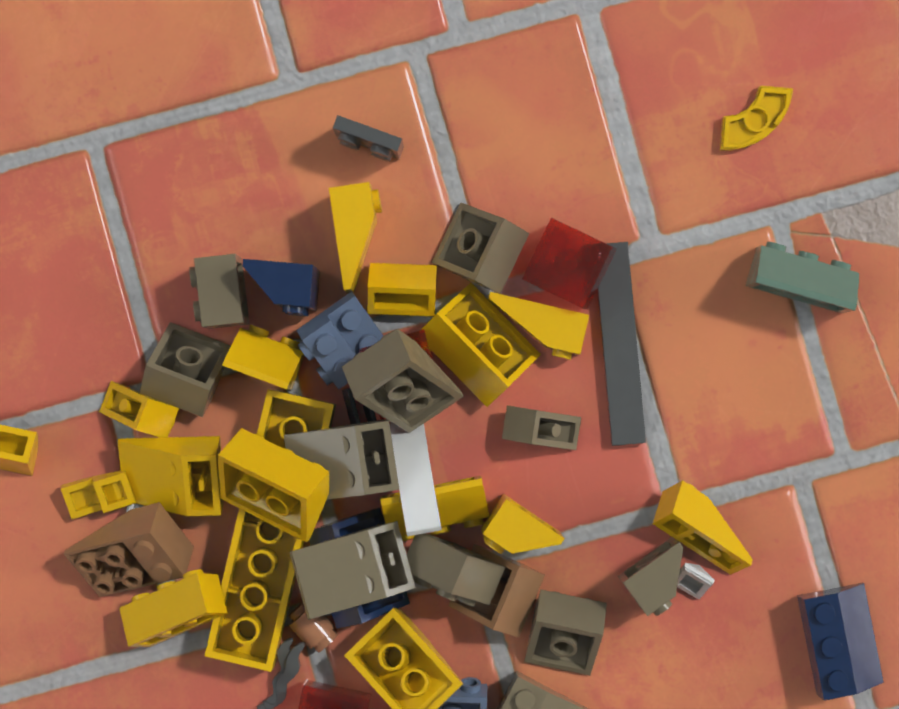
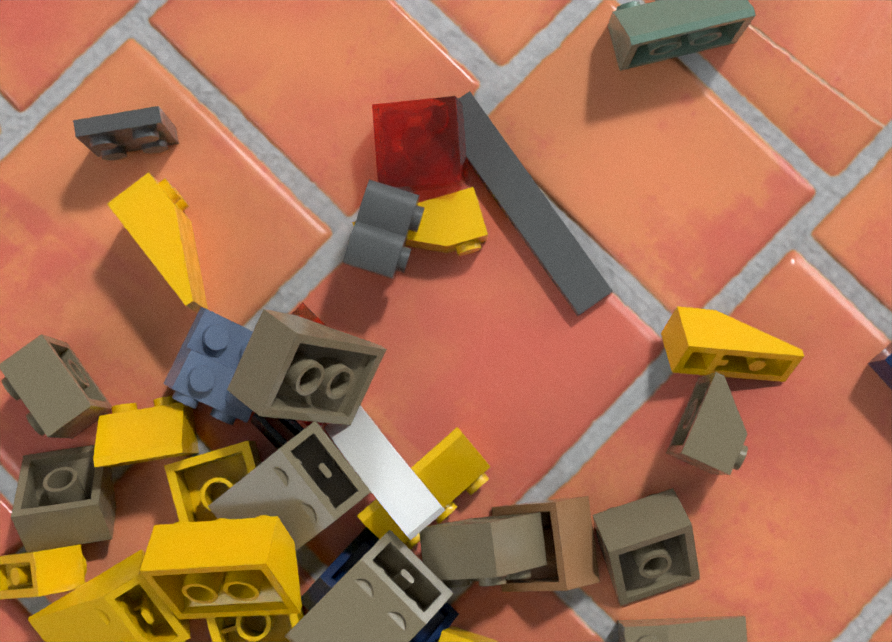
camera: 35 degrees left, 5 degrees down
(287, 284) = (121, 332): dark blue slope -> none
(402, 289) = (256, 277): yellow brick -> none
(479, 344) = (370, 302): yellow slope -> none
(480, 247) = (316, 183): dark tan slope -> none
(508, 312) = (382, 230): none -> dark grey brick
(517, 529) = (530, 461): yellow slope -> none
(541, 428) = (491, 338): dark tan slope -> none
(694, 580) = (754, 408): white slope -> none

